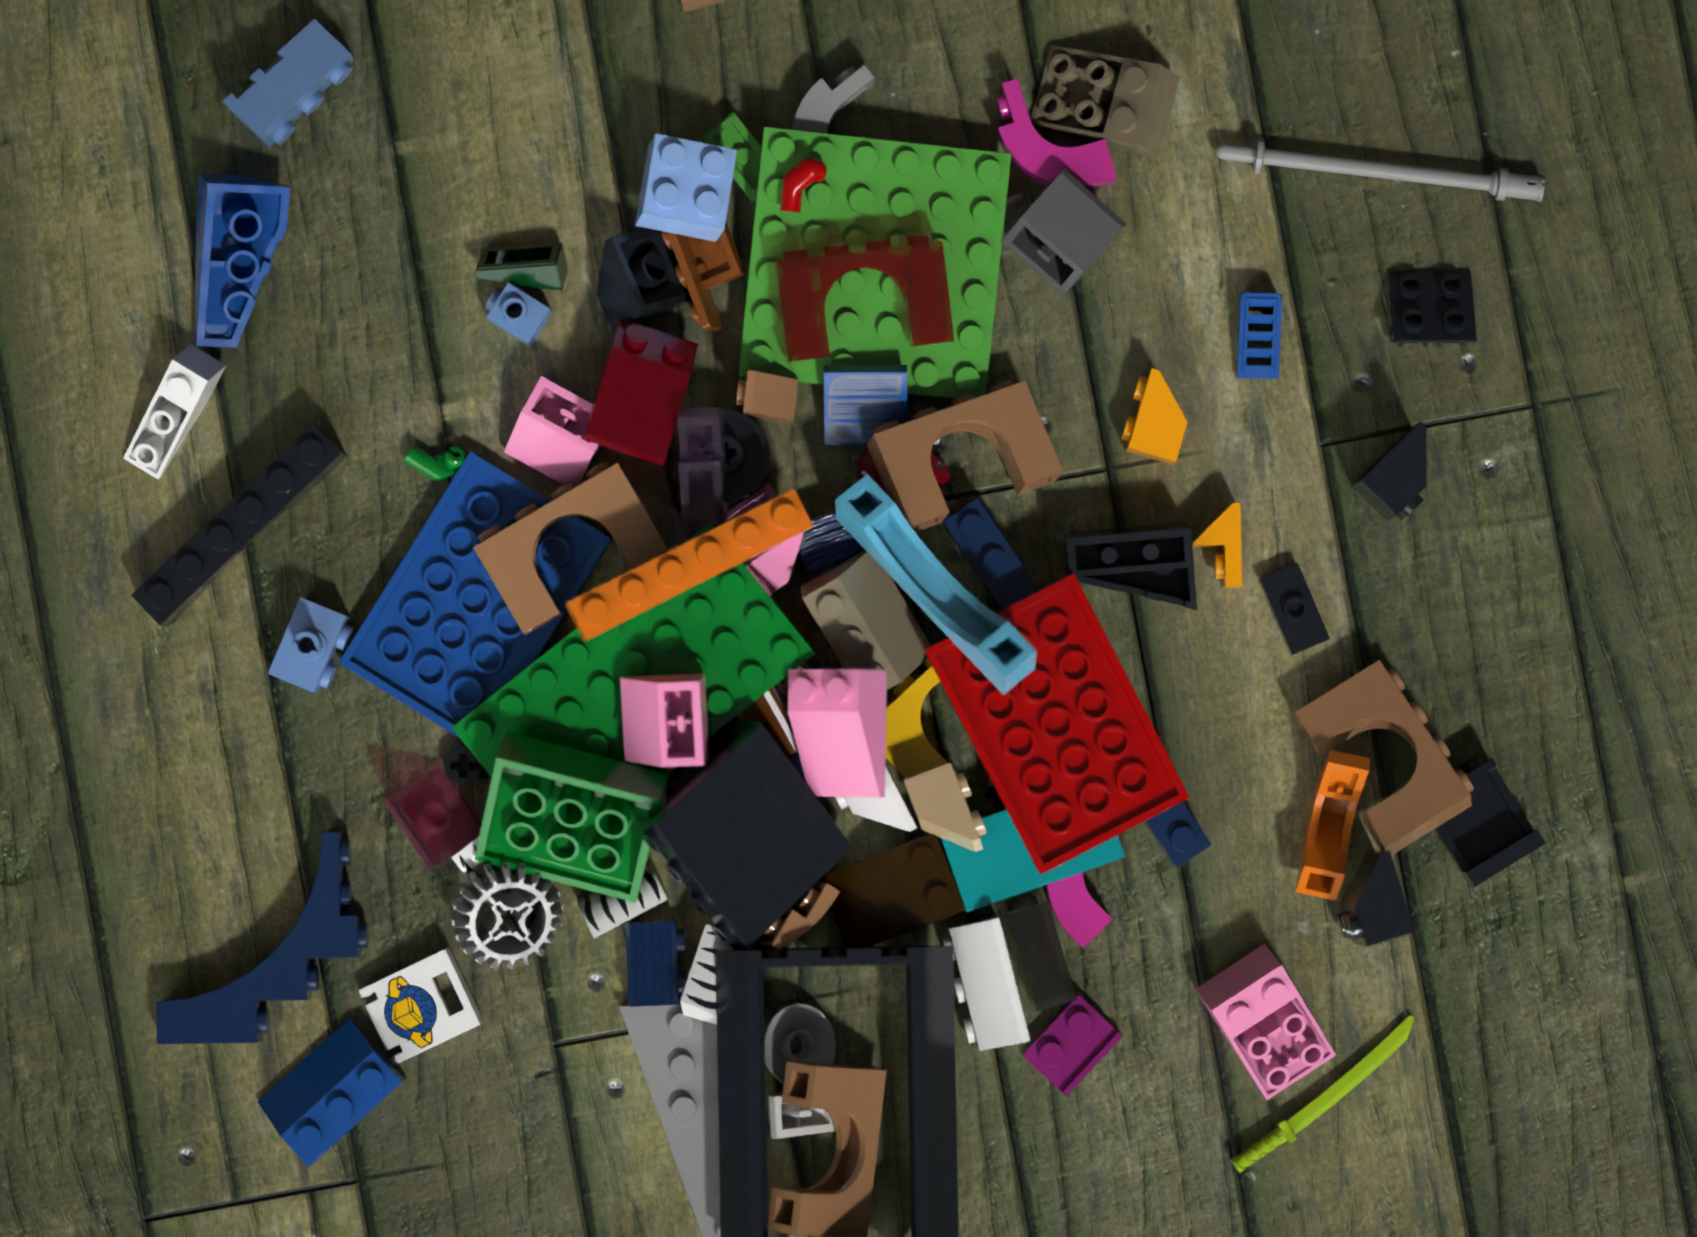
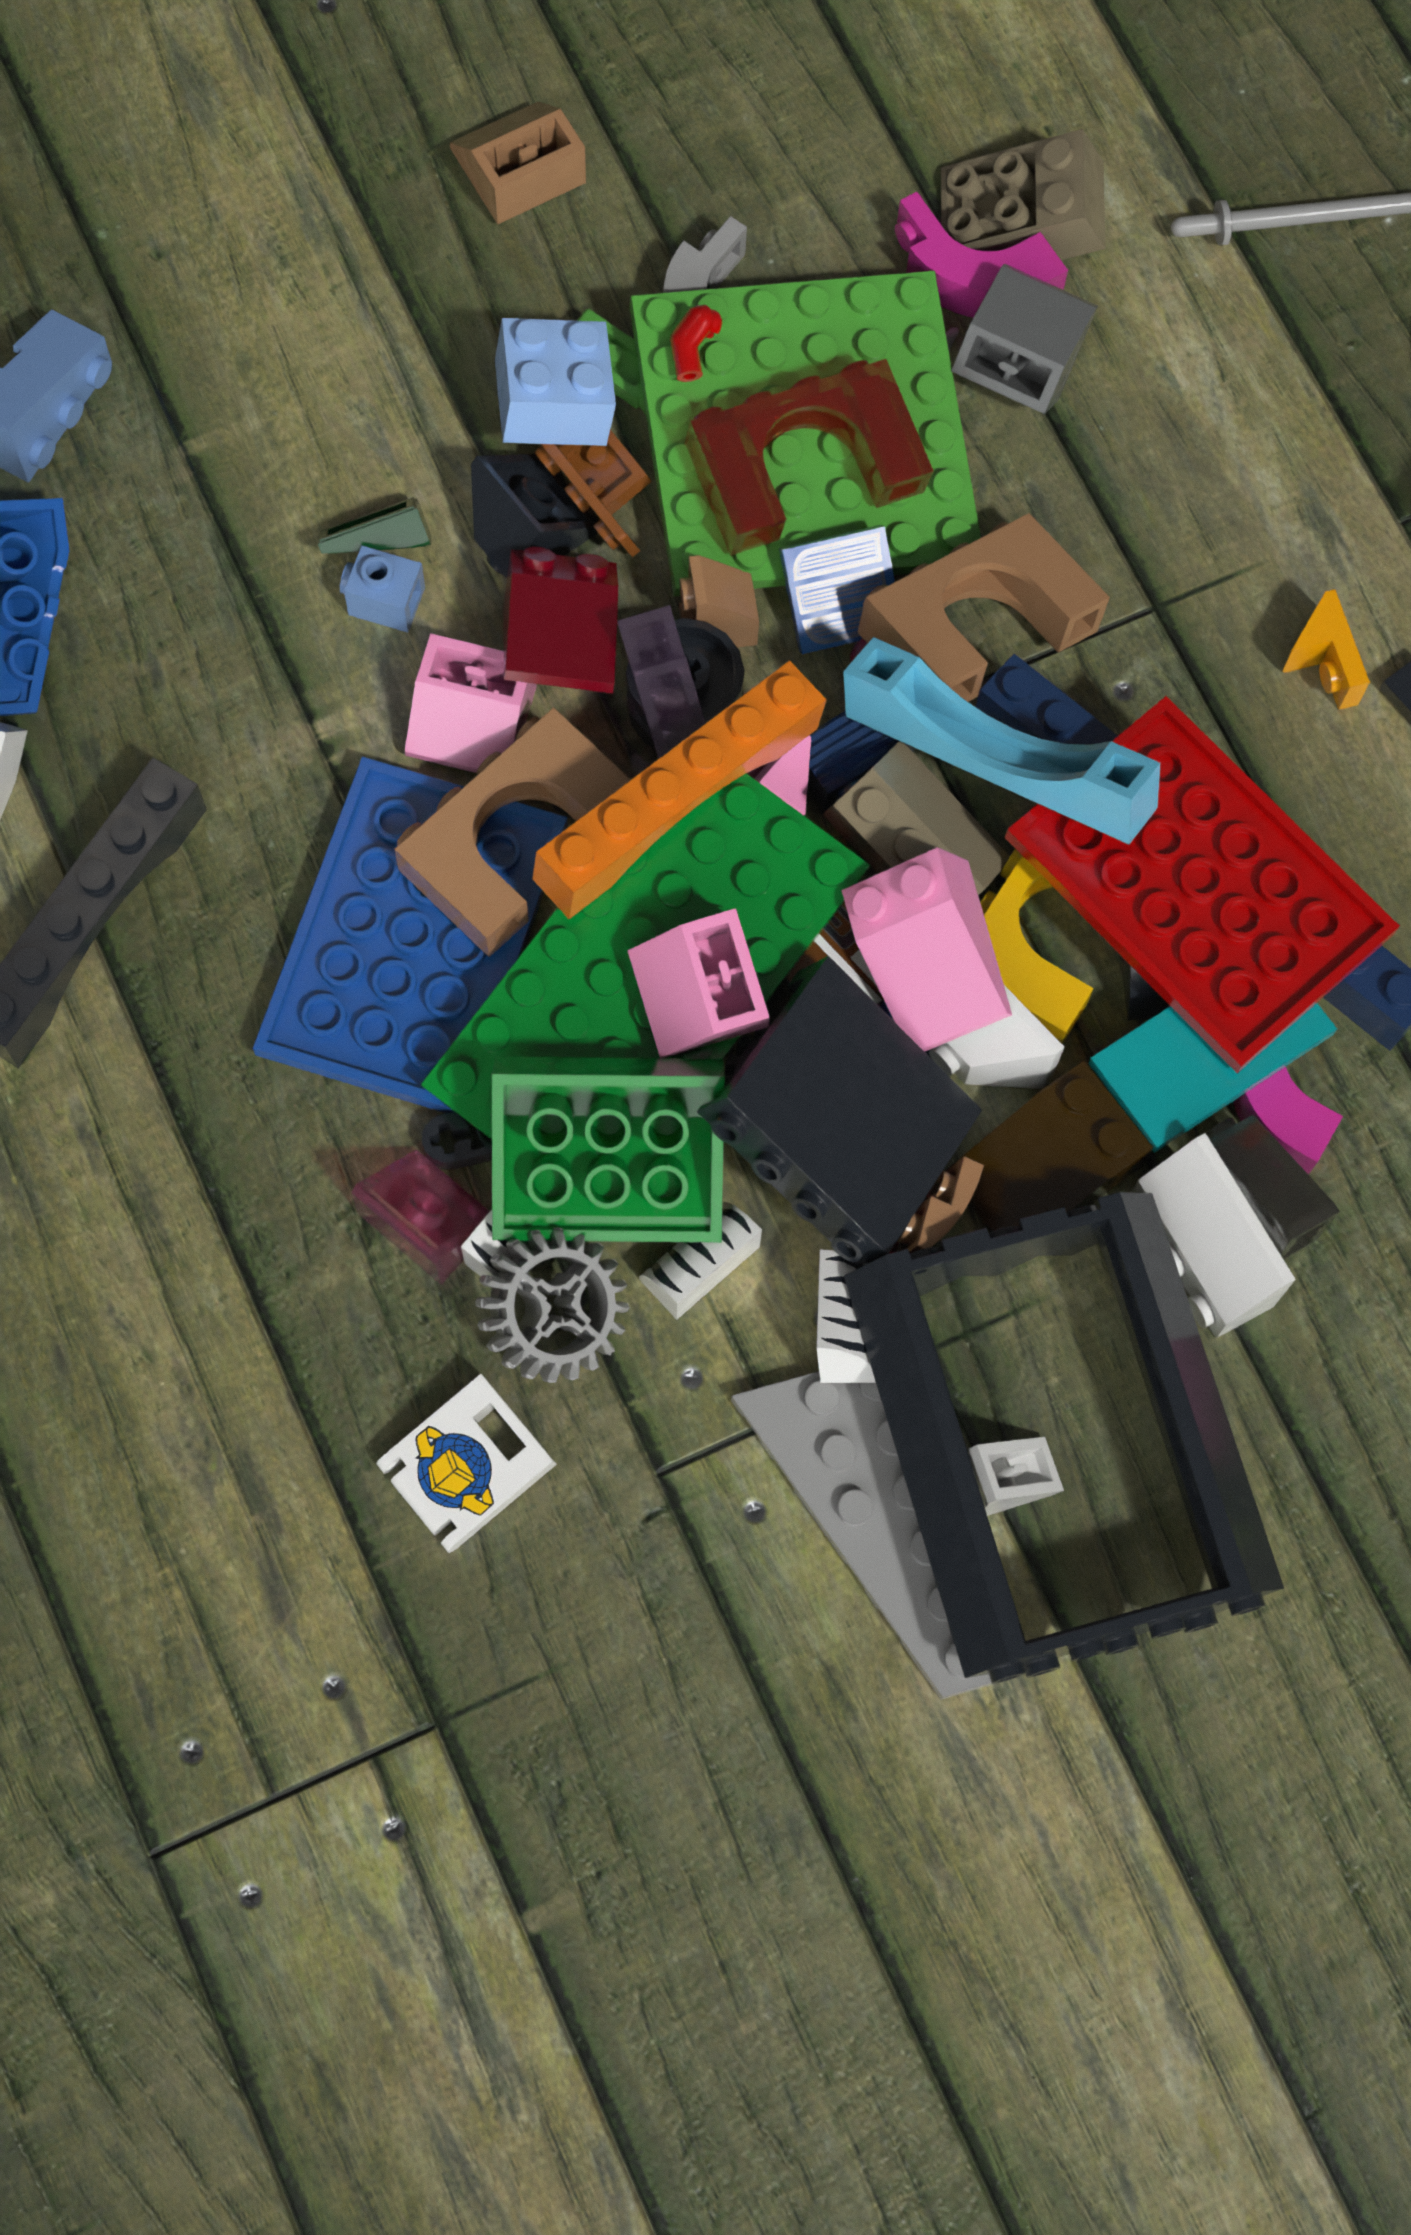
camera: 15 degrees left, 15 degrees down
(310, 646) = (211, 1038): medium blue brick -> none
(321, 931) = (212, 1528): dark blue arch -> none
(330, 1092) = (373, 1608): blue slope -> none
(437, 466) = (324, 790): green arm -> none
(653, 963) = (763, 1325): dark blue brick -> none
(809, 1031) = (987, 1384): light grey dish -> none
(843, 1197) = (1079, 1438): medium nougat arch -> none
(942, 808) = (1092, 1018): tan slope -> none
(1072, 1045) = (1336, 1300): magenta plate -> none
(1136, 560) = (1237, 686): black wedge -> none
(1158, 421) = (1202, 532): light orange slope -> none
(1248, 300) = (1280, 381): blue slope -> none

